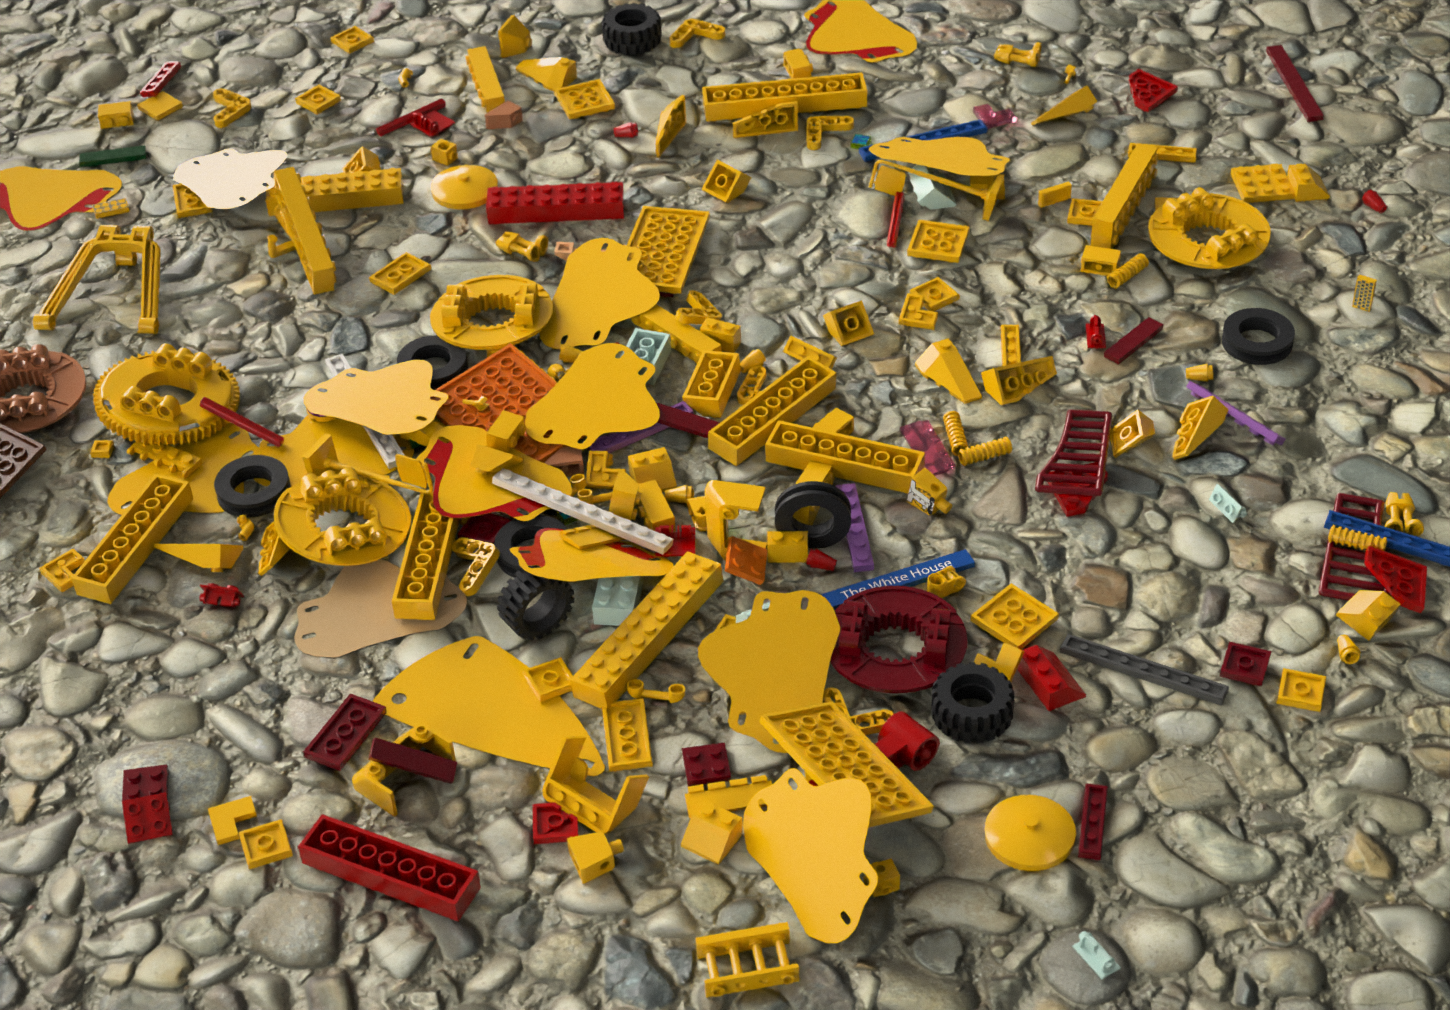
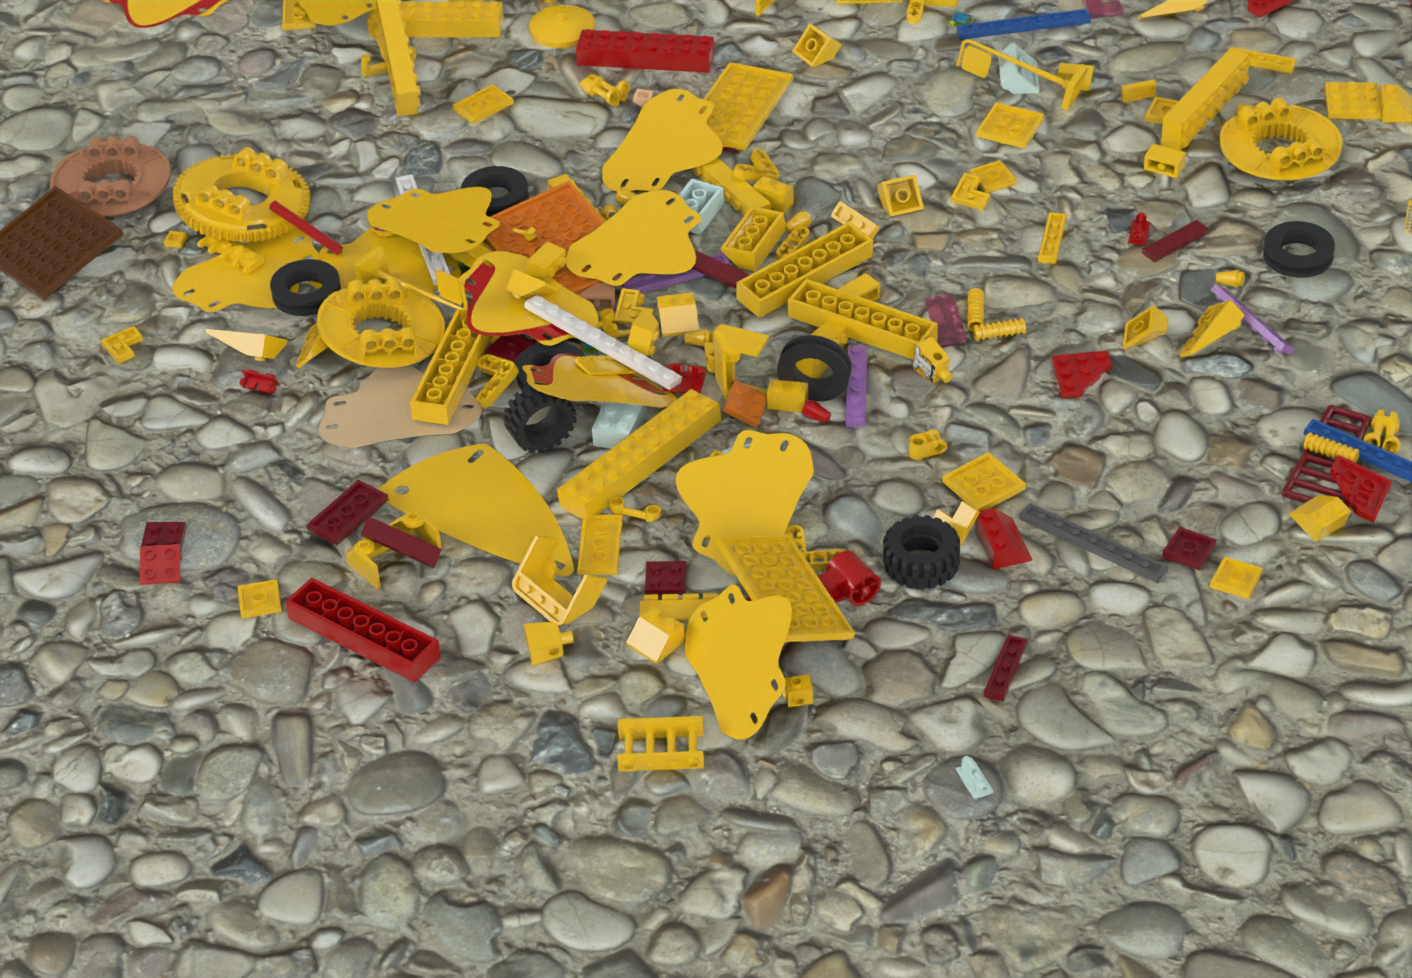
camera: 10 degrees right, 0 degrees up
(110, 208) = (221, 14): yellow tile -> none
(125, 249) = (227, 55): yellow piece -> none
(132, 538) = (187, 322): yellow brick -> none
(226, 815) = (228, 572): yellow tile -> none
(247, 527) = (294, 324): yellow arm -> none
(461, 301) = (594, 139): yellow piece -> none
(549, 679) = (540, 488): yellow tile -> none
(552, 824) = (515, 611): red plate -> none
(654, 506) = (671, 345): yellow brick -> none
(895, 219) = (974, 100): red axle -> none
(903, 607) = (872, 460): dark red piece -> none
(907, 577) = (880, 438): blue tile -> none
(948, 369) = (984, 249): yellow wedge -> none
(952, 154) = (1041, 41): yellow piece -> none
(1014, 381) = (1048, 266): yellow wedge -> none
(1030, 832) = (945, 670): yellow dish -> none
(1059, 454) = (1077, 330): dark red bar -> none
(1128, 270) = (1189, 173): yellow piece -> none
(1227, 504) = (1218, 403): light aqua hinge -> none
(1348, 650) = (1291, 548): yellow cone -> none

